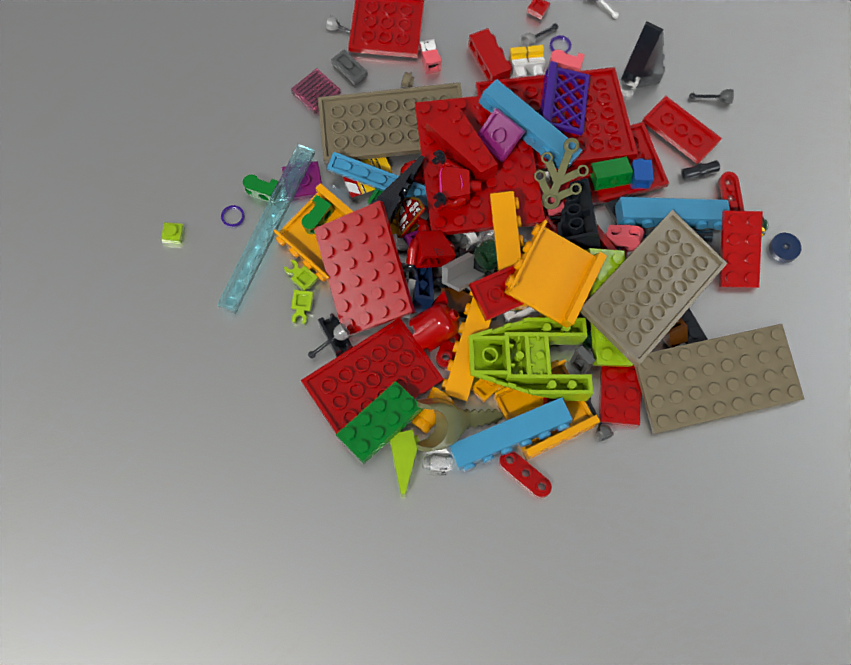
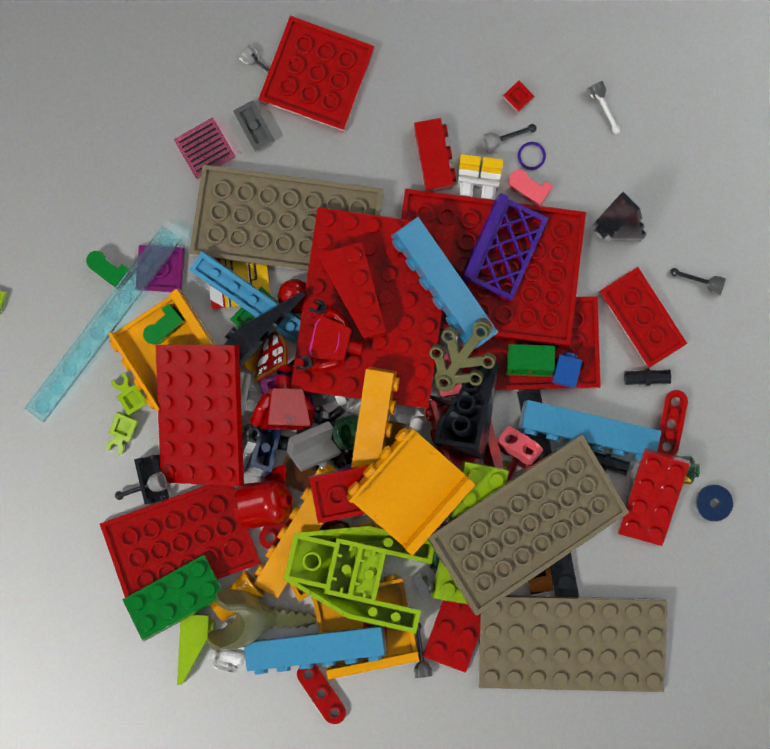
camera: 20 degrees right, 15 degrees up
(232, 207) = (65, 282): dark purple piece -> none
(407, 80) = (321, 162): dark tan plate -> none
(430, 56) = (358, 134): coral leg -> none
(500, 134) = (402, 289): magenta tile -> none

